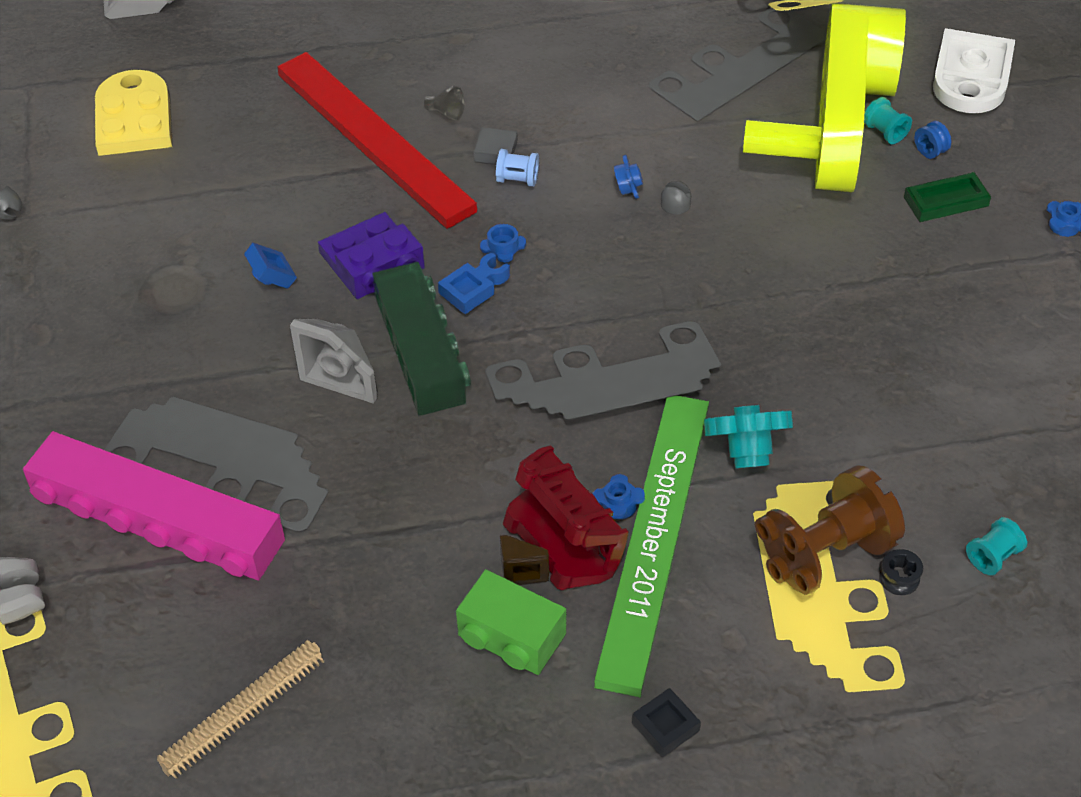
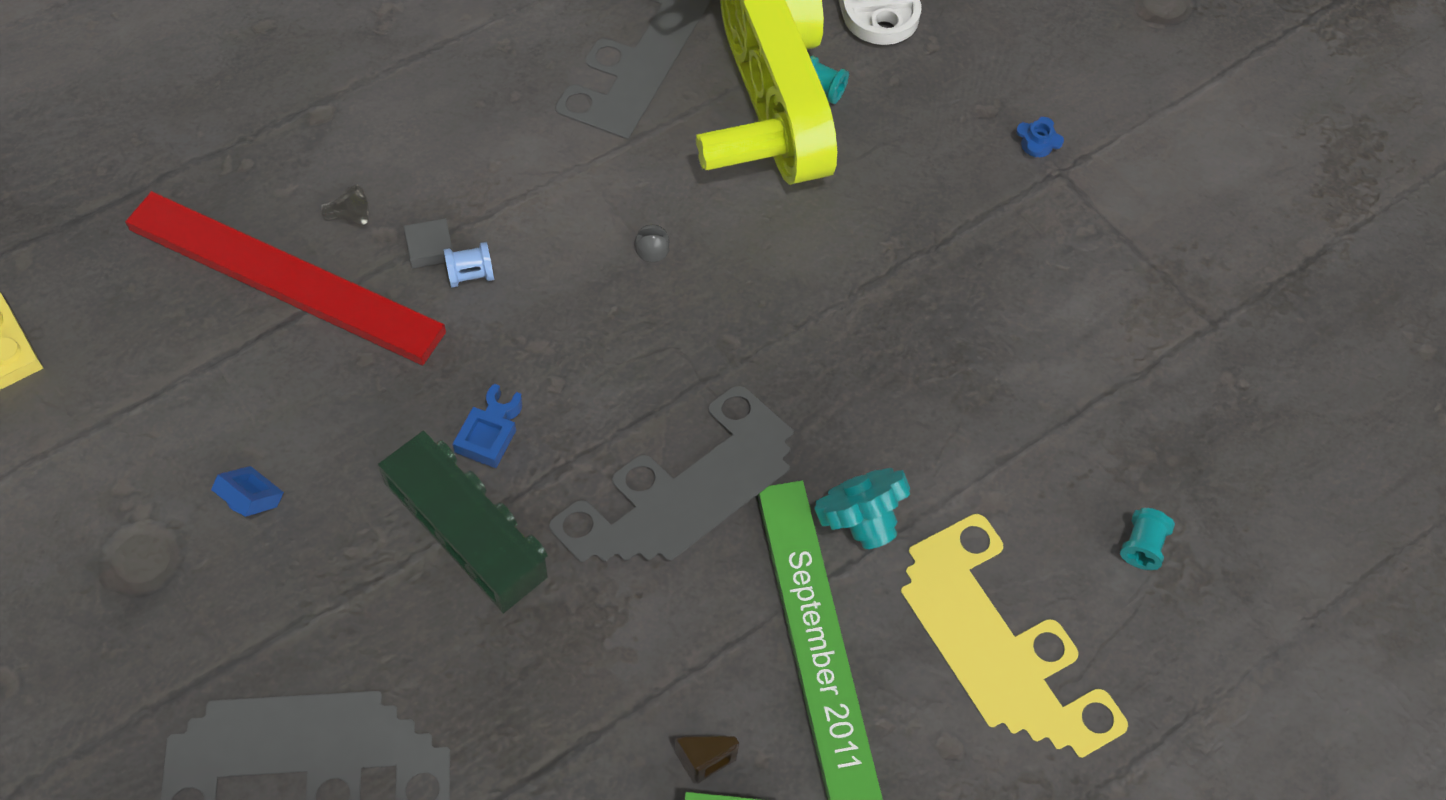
camera: 30 degrees left, 10 degrees up
(333, 358) = (383, 584): light grey slope -> none
(367, 249) = (355, 430): dark purple plate -> none
(503, 242) = (496, 354): blue plate -> none
(566, 521) = (730, 691): dark red piece -> none
(624, 505) = (766, 645): blue plate -> none
(628, 177) = (594, 236): blue plate -> none
(857, 516) = (1016, 565): reddish brown piece -> none
(911, 566) = (1069, 615): black bush -> none
(932, 139) = (877, 88): blue bush -> none
(947, 197) = (917, 150): dark green tile -> none

